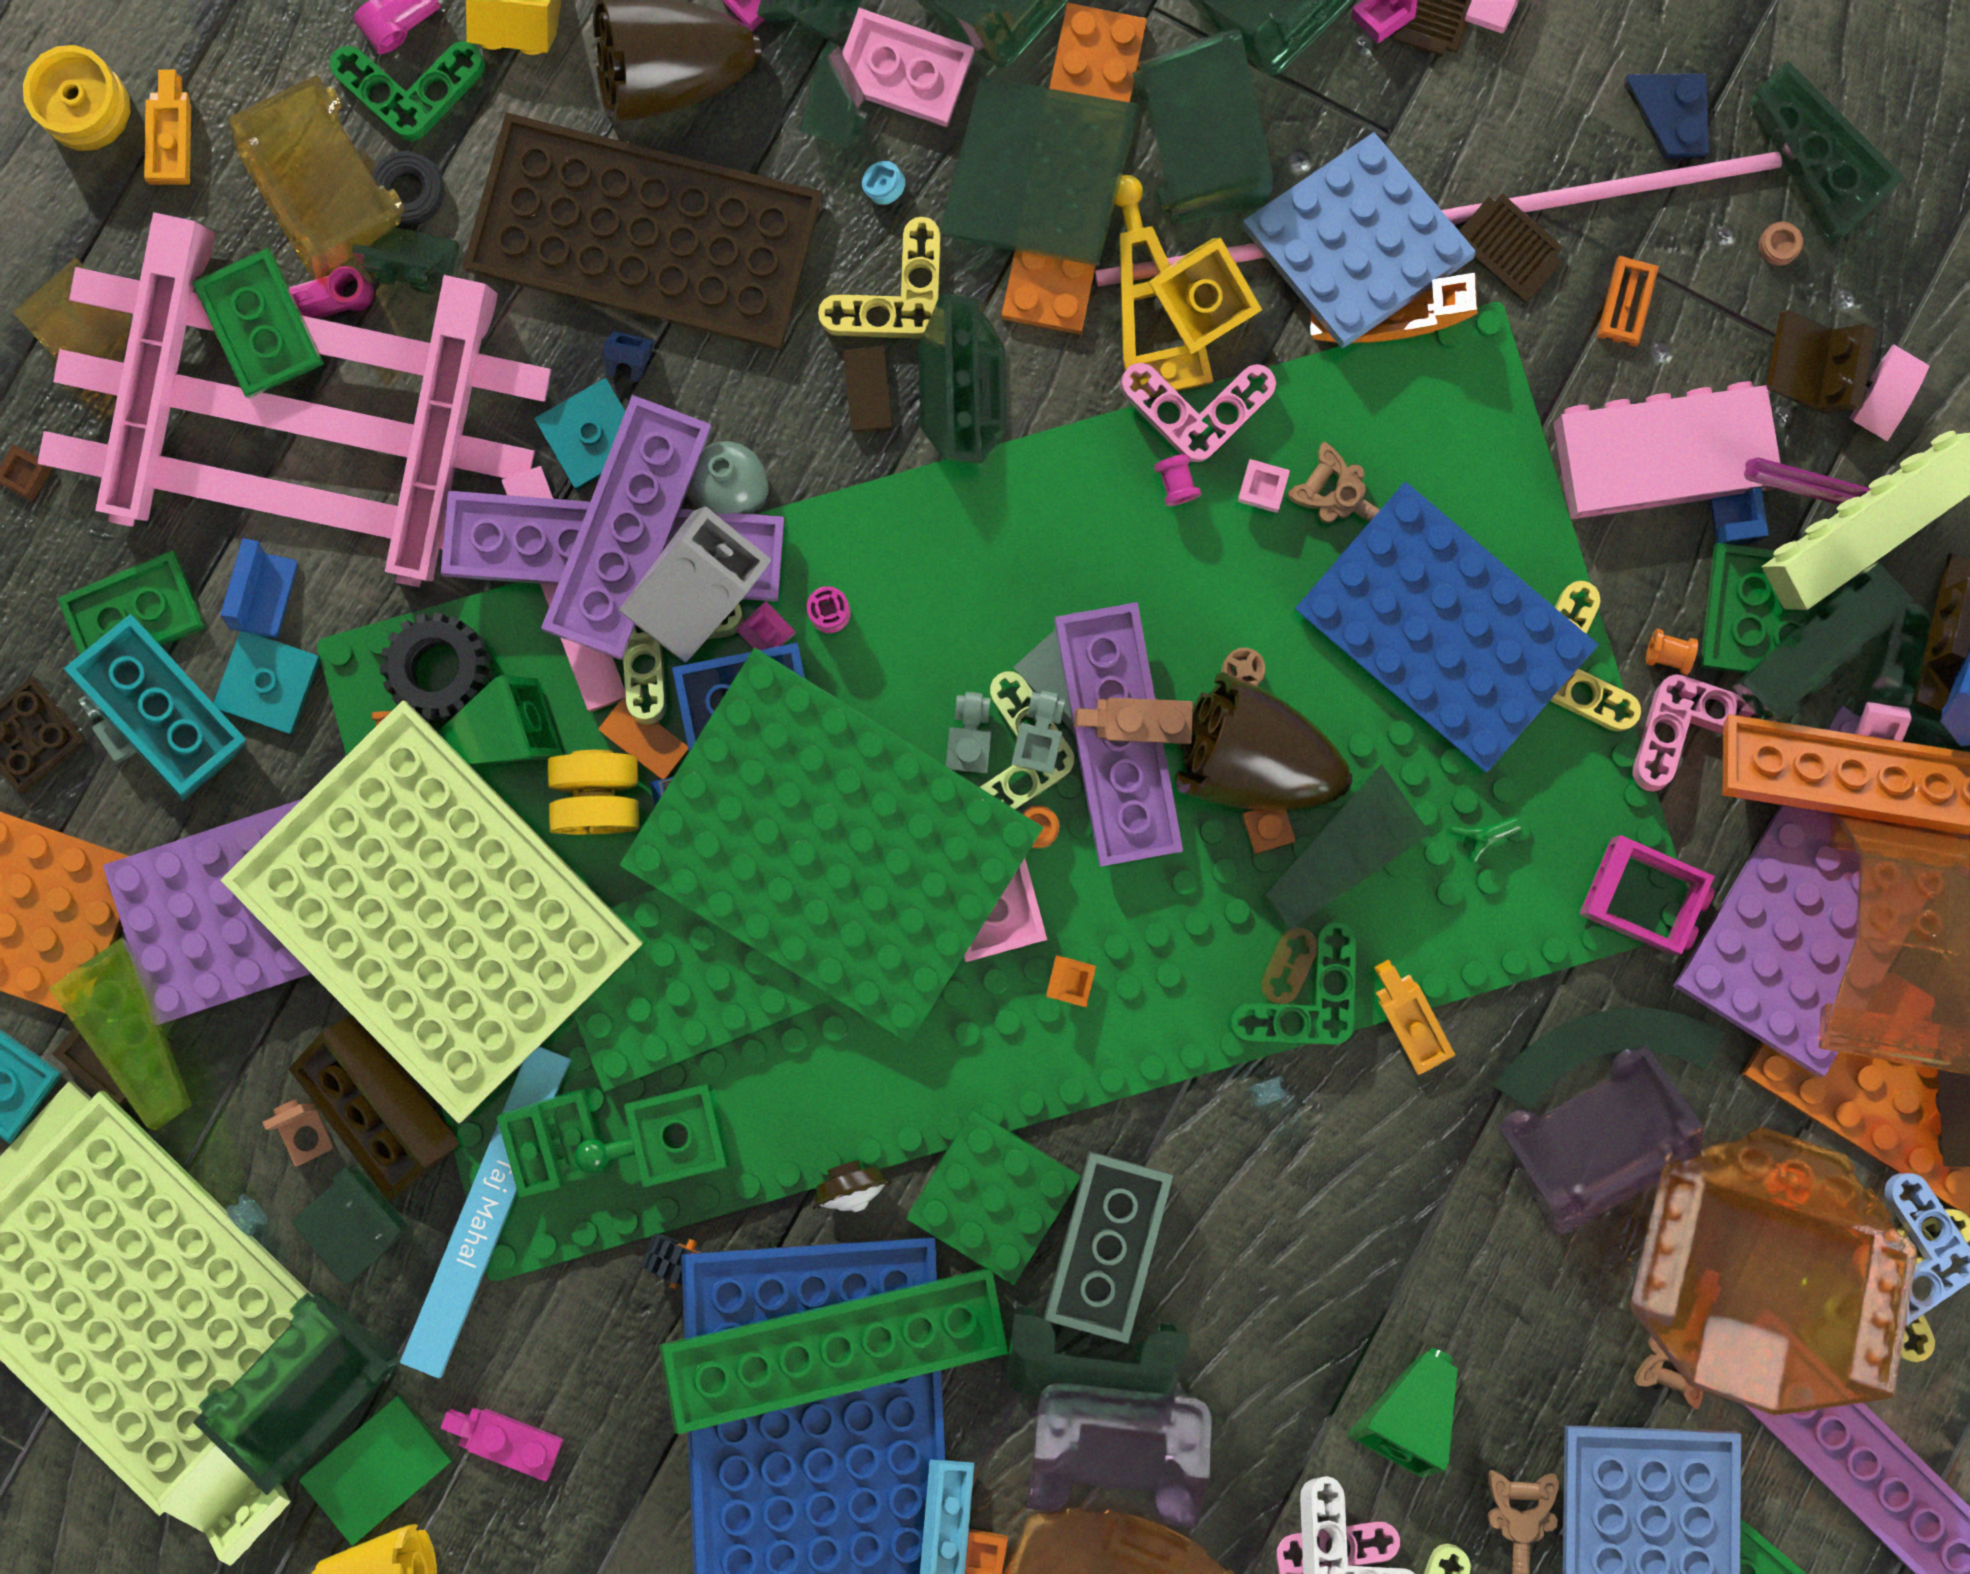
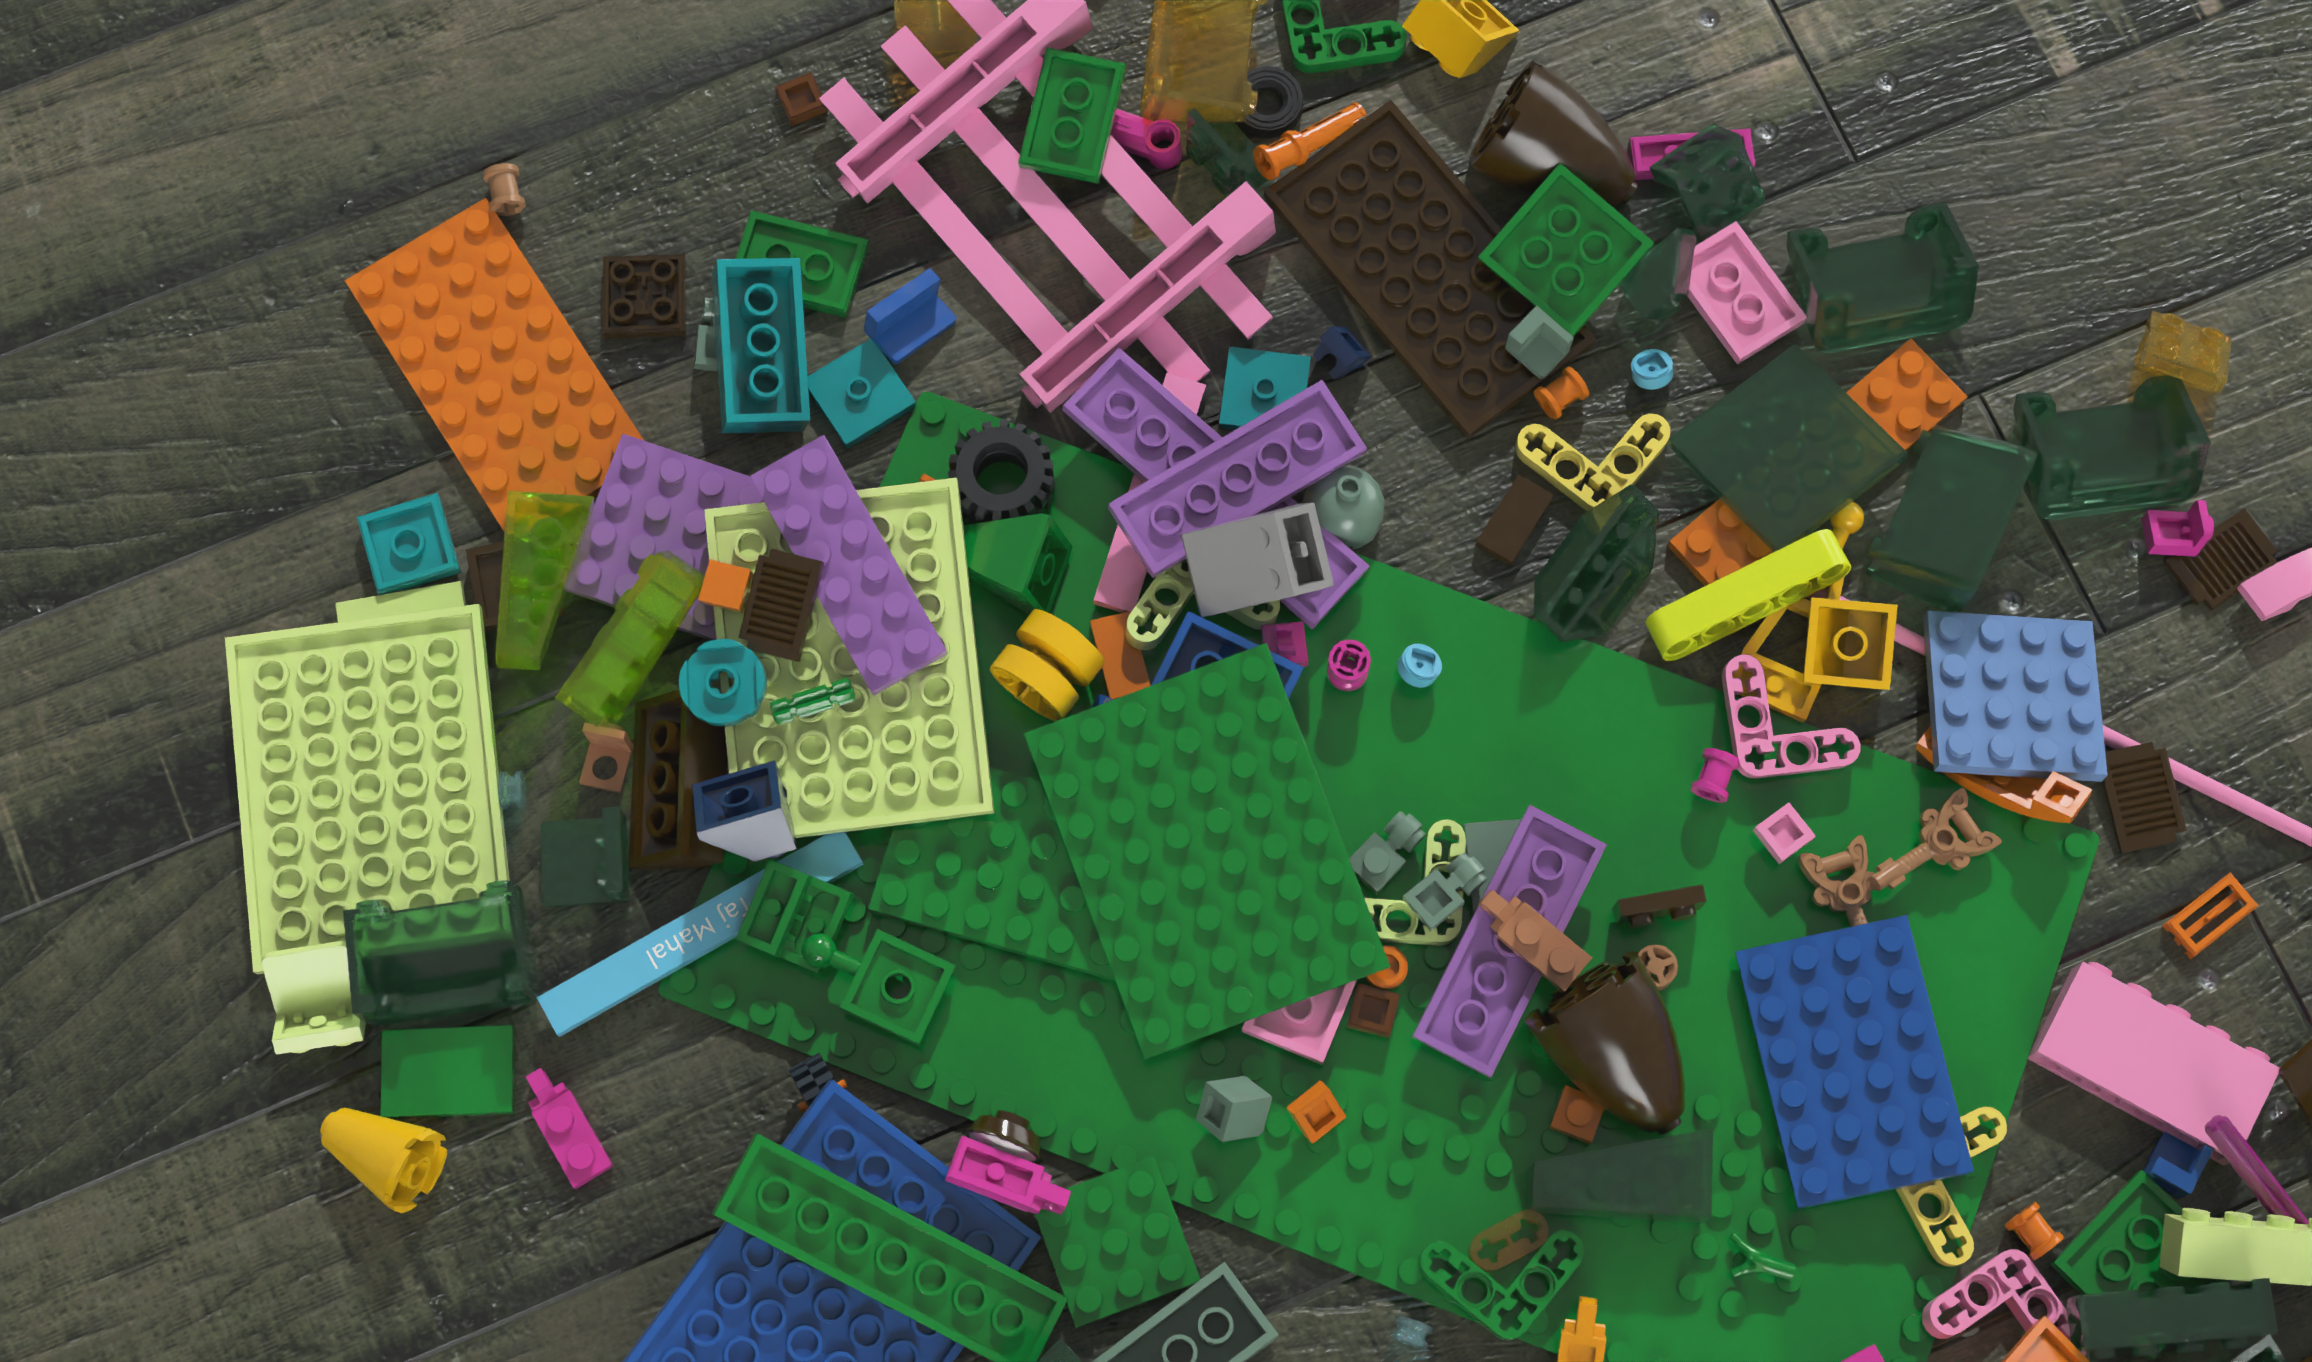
camera: 35 degrees right, 10 degrees down
(246, 1027) = (632, 639): none -> clear neon green wedge
(287, 929) = (725, 586): none -> orange tile
(323, 1008) = (705, 666): none -> teal plate
(344, 911) = (781, 604): none -> dark brown window
(372, 837) = (860, 577): none -> medium lavender plate
(431, 968) = (812, 701): none -> green axle
(449, 1098) = (745, 813): none -> dark blue slope
(460, 210) = (1295, 146): none -> orange pin
(744, 137) = (1566, 250): none -> green plate
(780, 230) = (1539, 343): none -> sand green panel
(827, 256) = (1561, 392): none -> orange bush
(874, 1220) = (1005, 1178): none -> dark pink hinge
(883, 567) = (1419, 665): none -> medium azure tile
(1006, 1027) = (1233, 1108): none -> sand green panel
(1053, 867) = (1373, 1010): none -> reddish brown tile
(1096, 314) = (1748, 595): none -> neon yellow beam
(1224, 605) = (1642, 909): none -> dark brown plate
(1385, 402) = (1939, 843): none -> medium nougat piece

